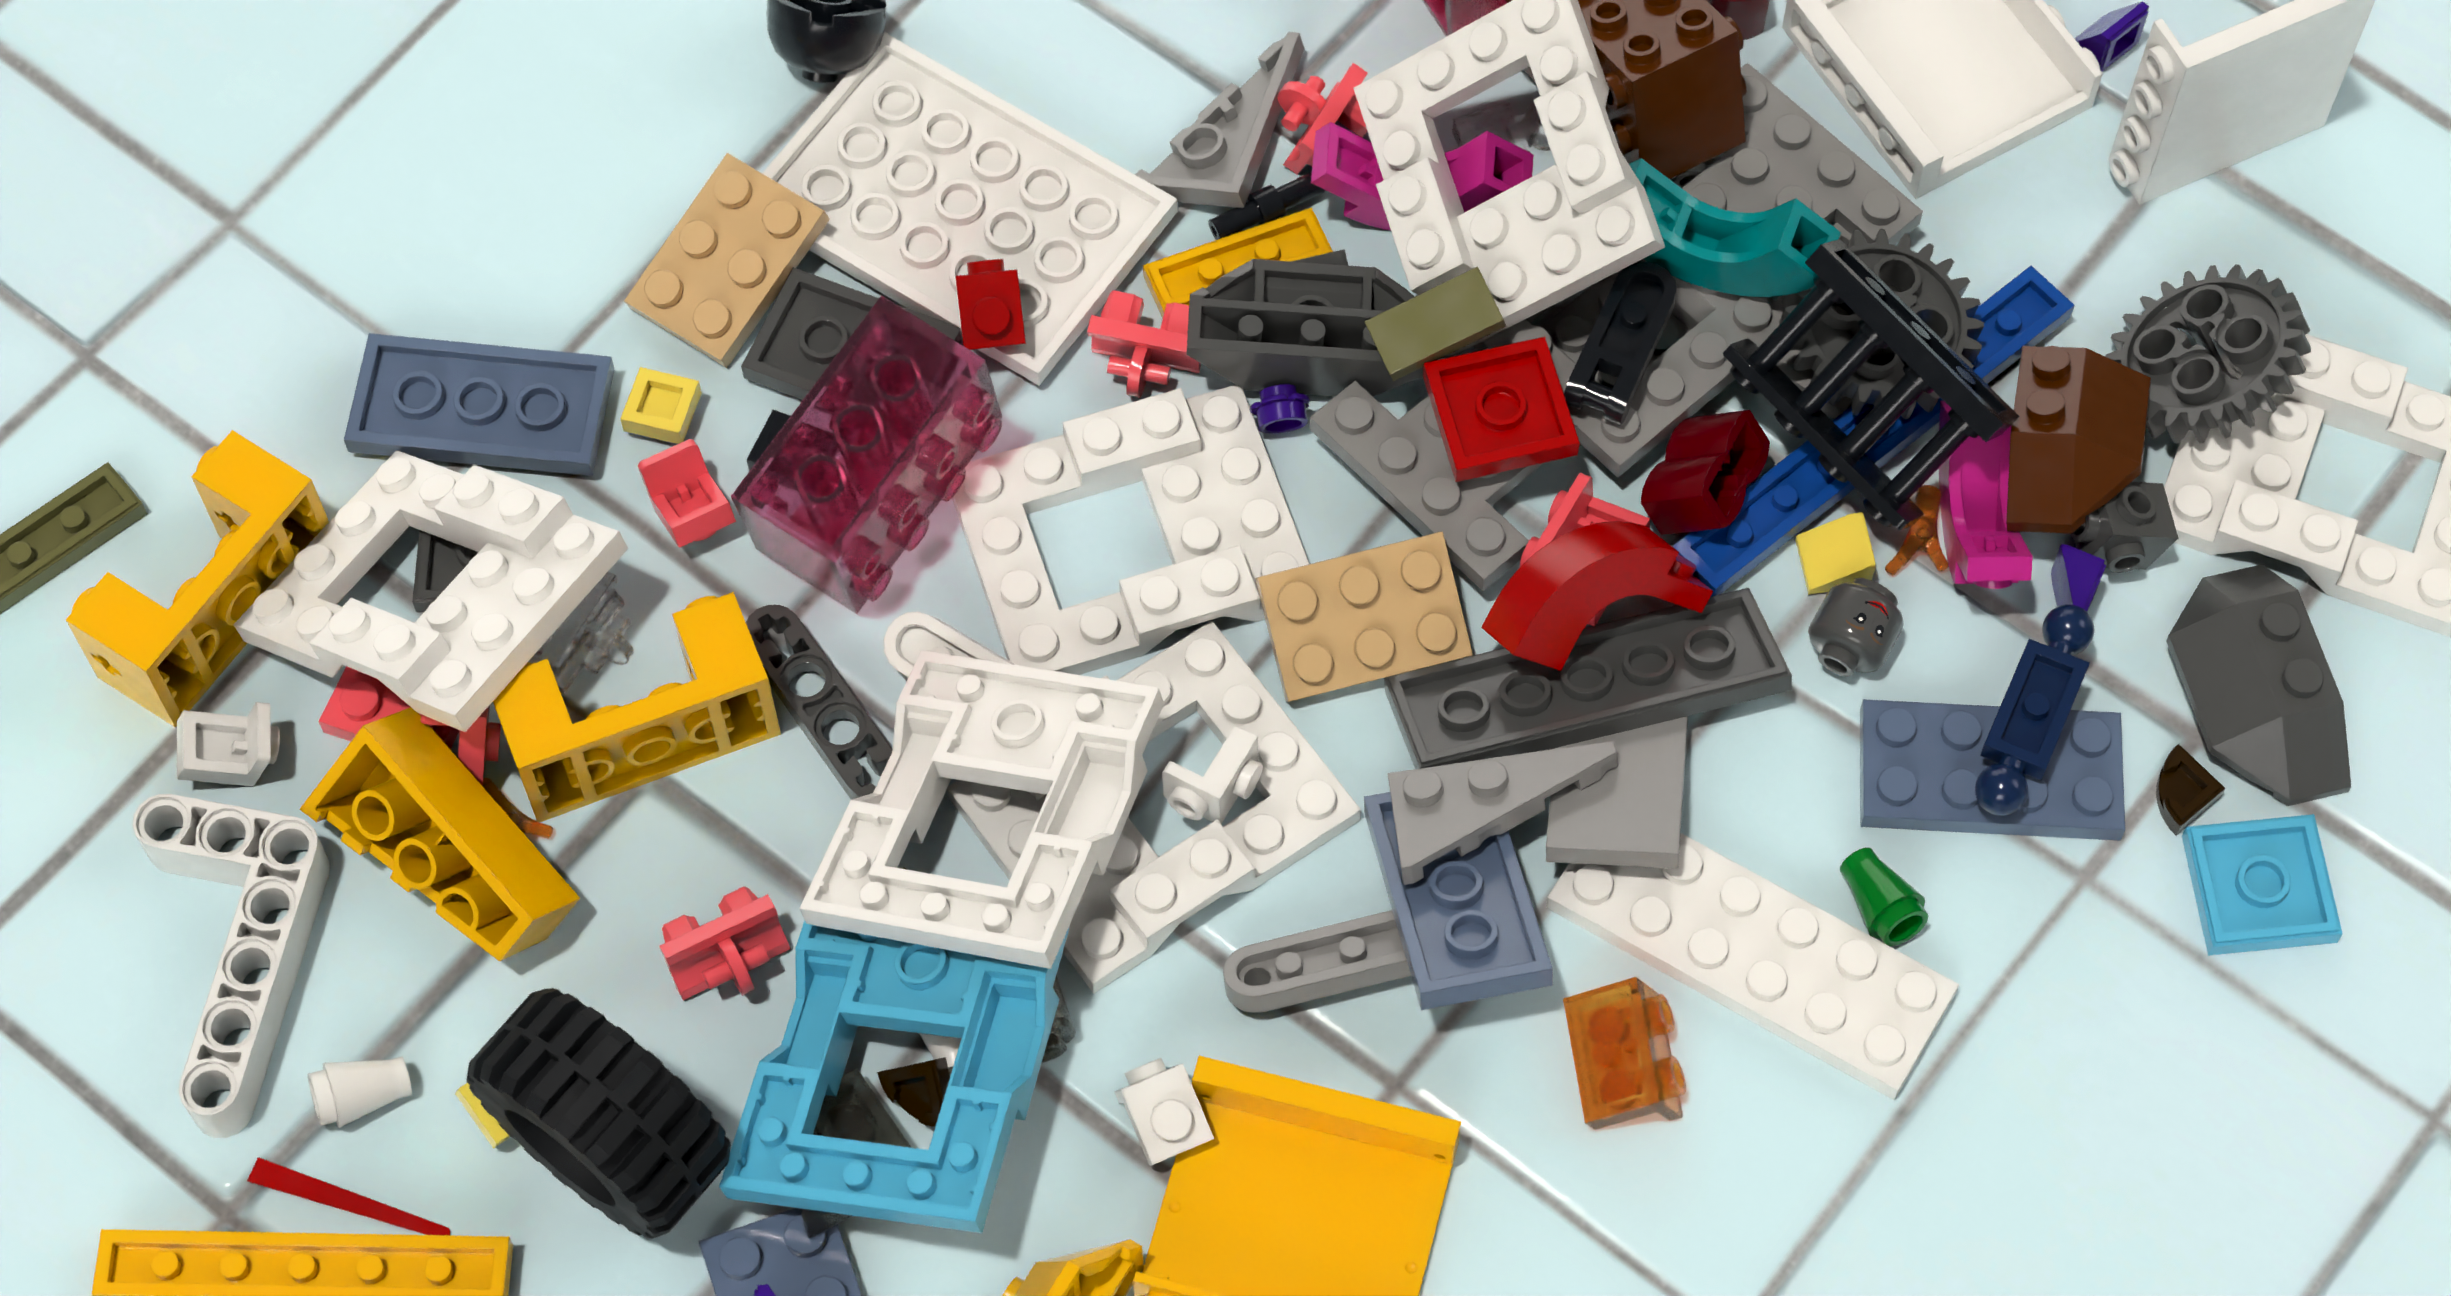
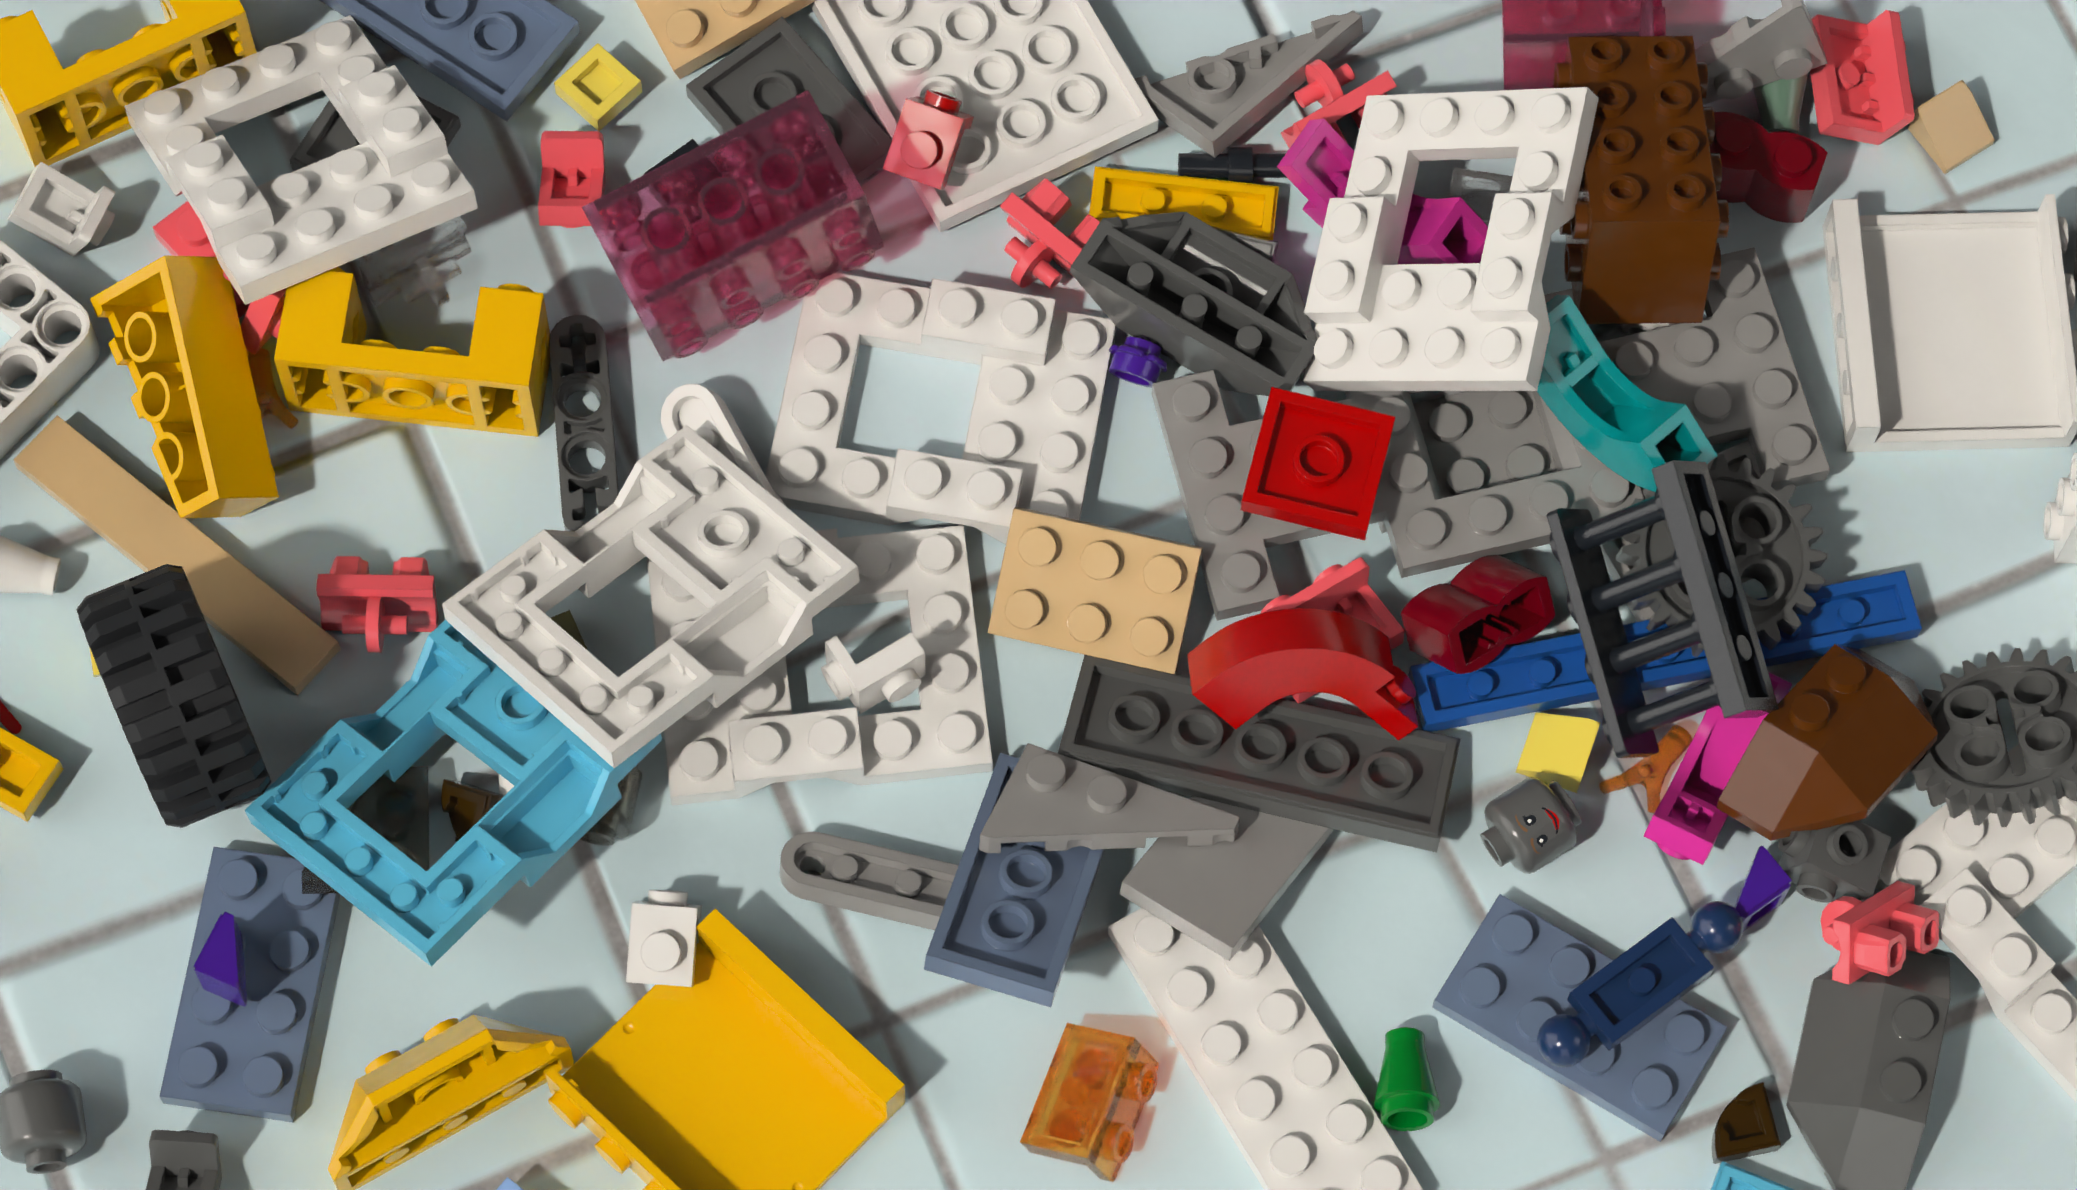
camera: 25 degrees right, 5 degrees up
(486, 993) = (155, 535): none -> tan tile
(1435, 323) = (1301, 355): olive tile -> none
(1623, 340) = (1467, 455): black plate -> none
(2200, 568) = (1878, 931): none -> coral hips

